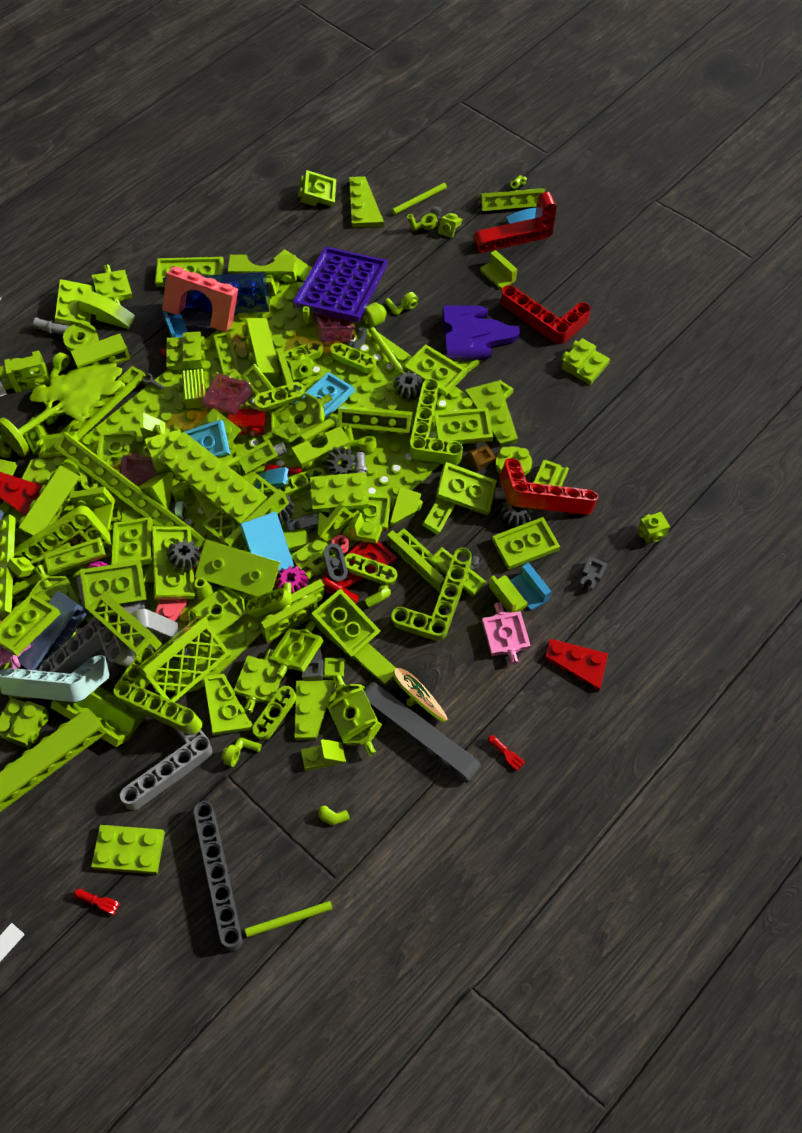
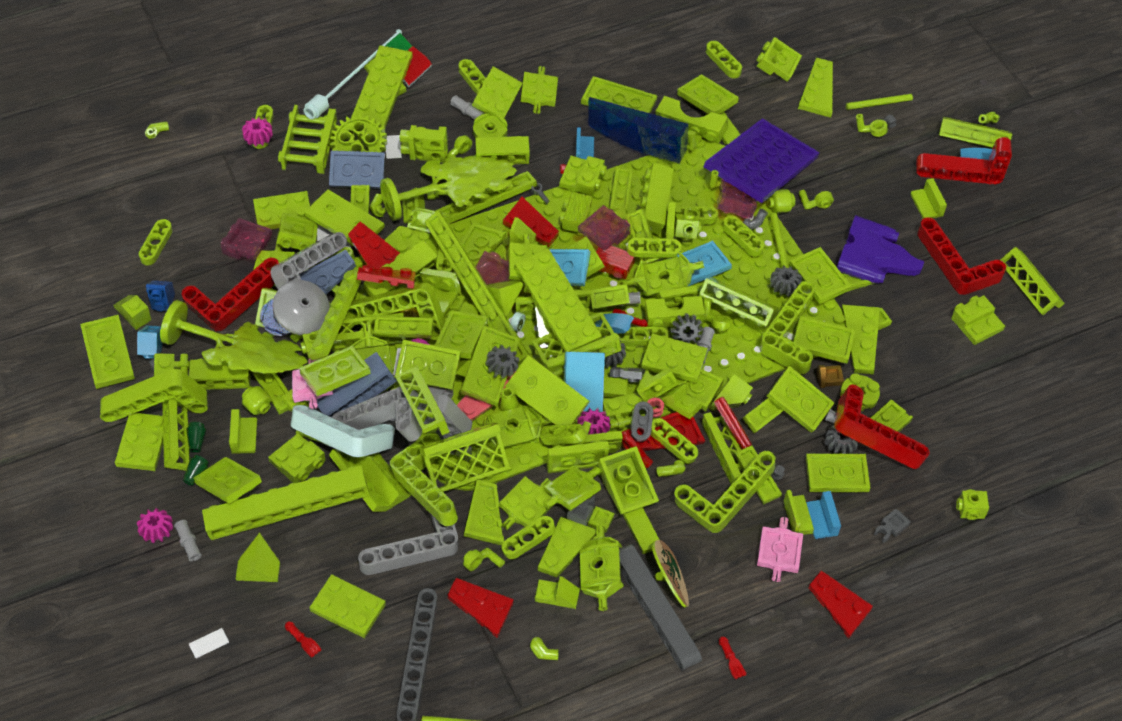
camera: 20 degrees right, 5 degrees down
(21, 566) = (352, 319): lime plate -> none
(22, 842) = (258, 563): none -> lime slope
(43, 290) = (472, 72): none -> lime beam
(45, 511) = (394, 277): none -> red wing
(105, 309) = (524, 109): lime slope -> none
(170, 415) = (544, 230): none -> red wing
(221, 296) = (637, 132): coral arch -> none
(258, 795) = (482, 604): none -> red wing
(268, 241) = (707, 95): none -> lime plate
(278, 209) = (716, 51): none -> lime beam
(416, 533) = (732, 422): none -> red axle
(449, 224) = (897, 137): lime bracket -> none
(619, 307) = (1038, 279): none -> lime fence

